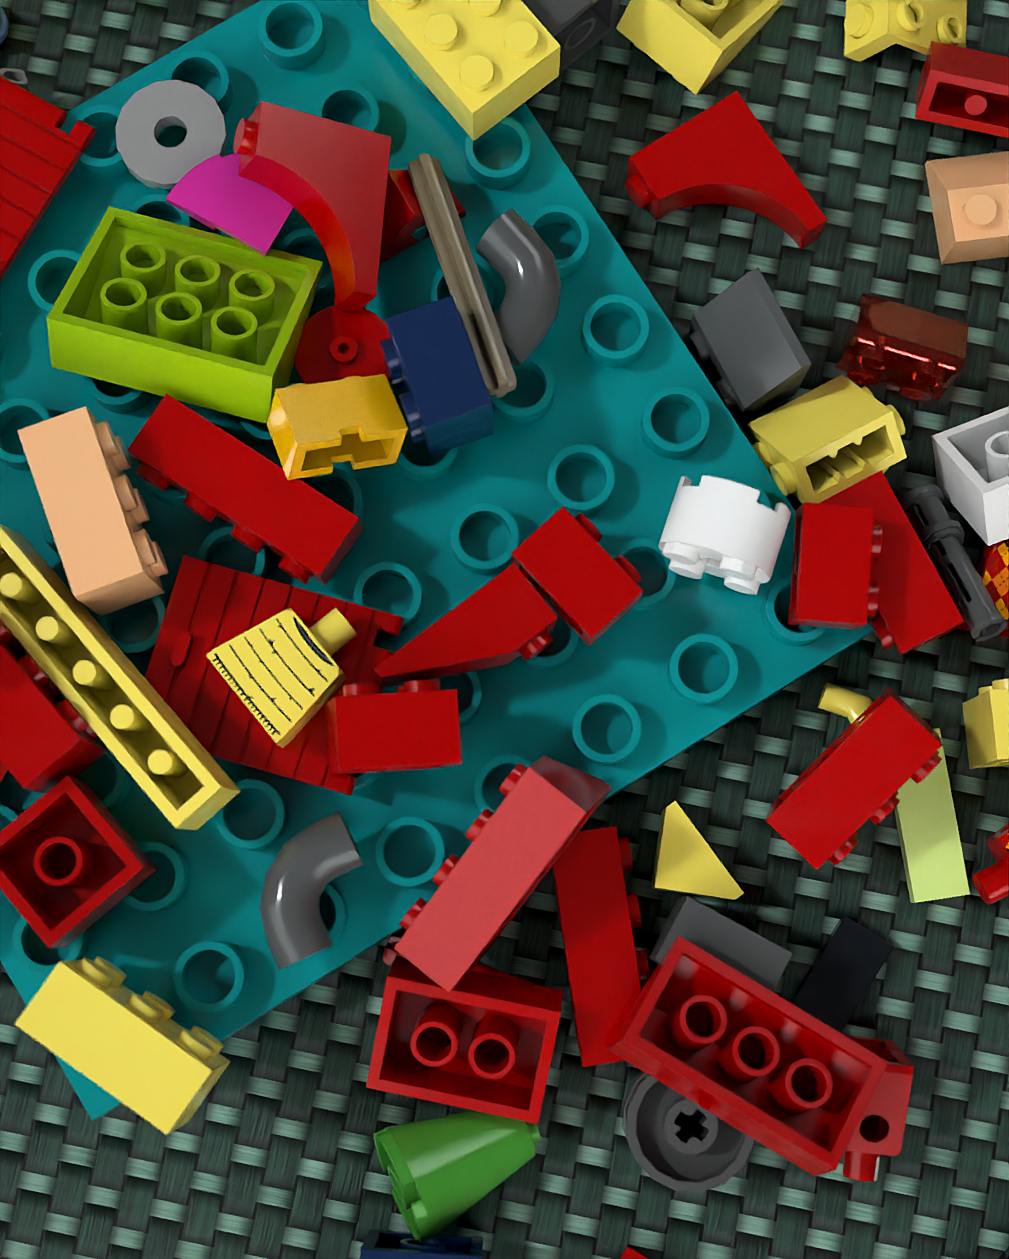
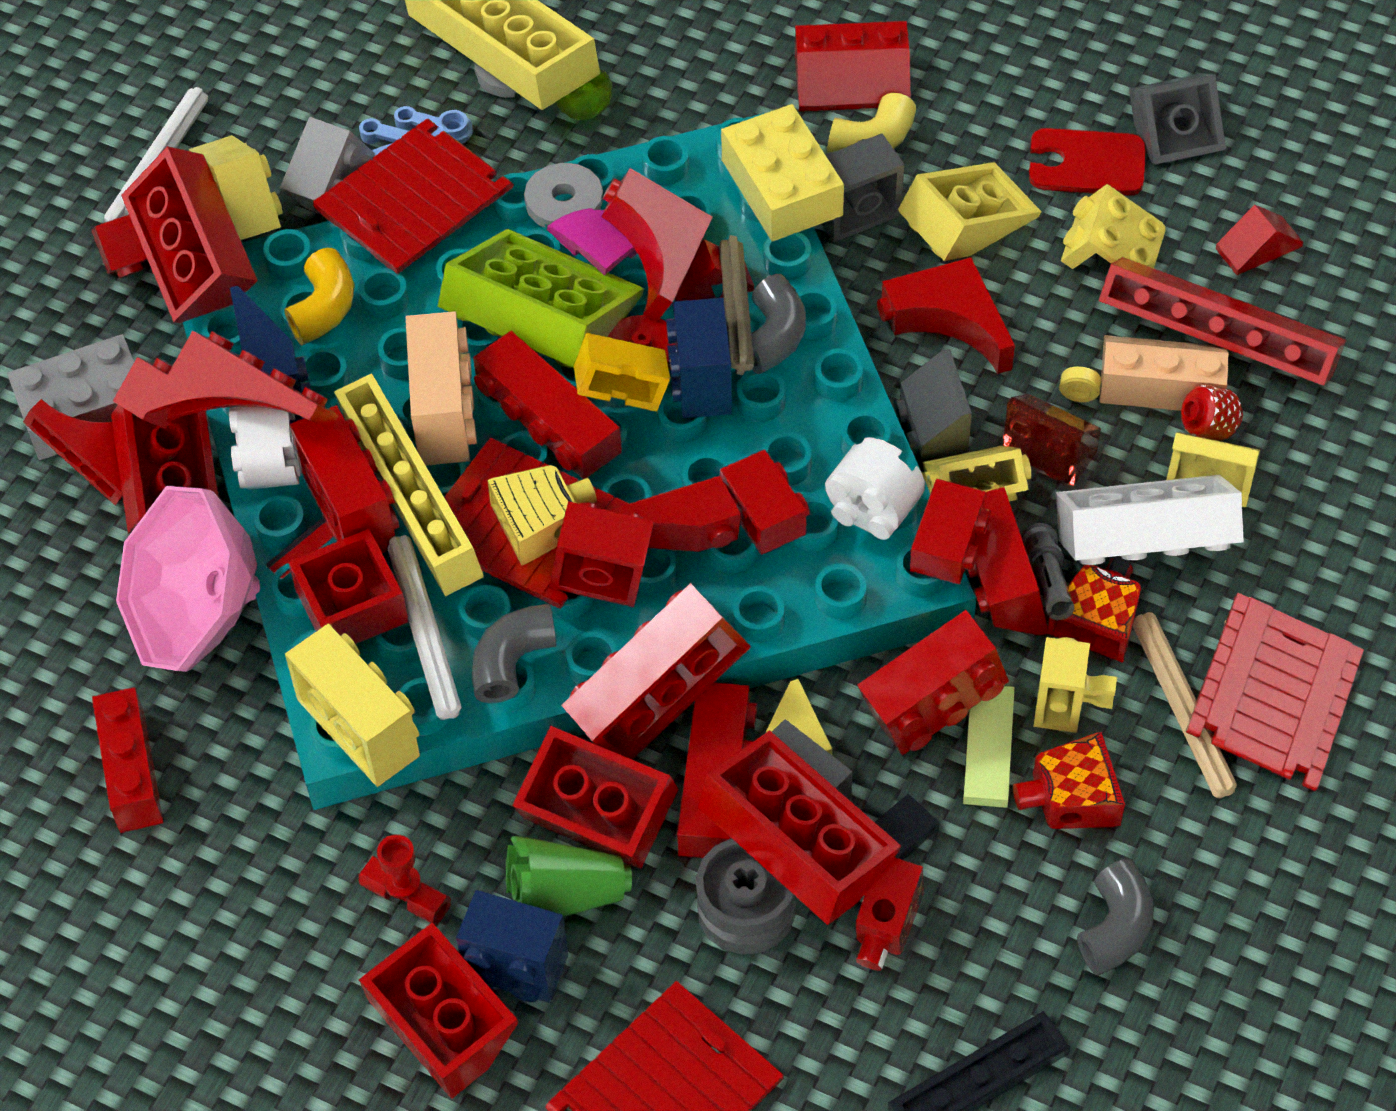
camera: 15 degrees right, 25 degrees down
(183, 882) = (424, 628): none -> white axle
(252, 1213) = (396, 877): none -> red bar
(918, 251) = (1080, 384): none -> light yellow tile

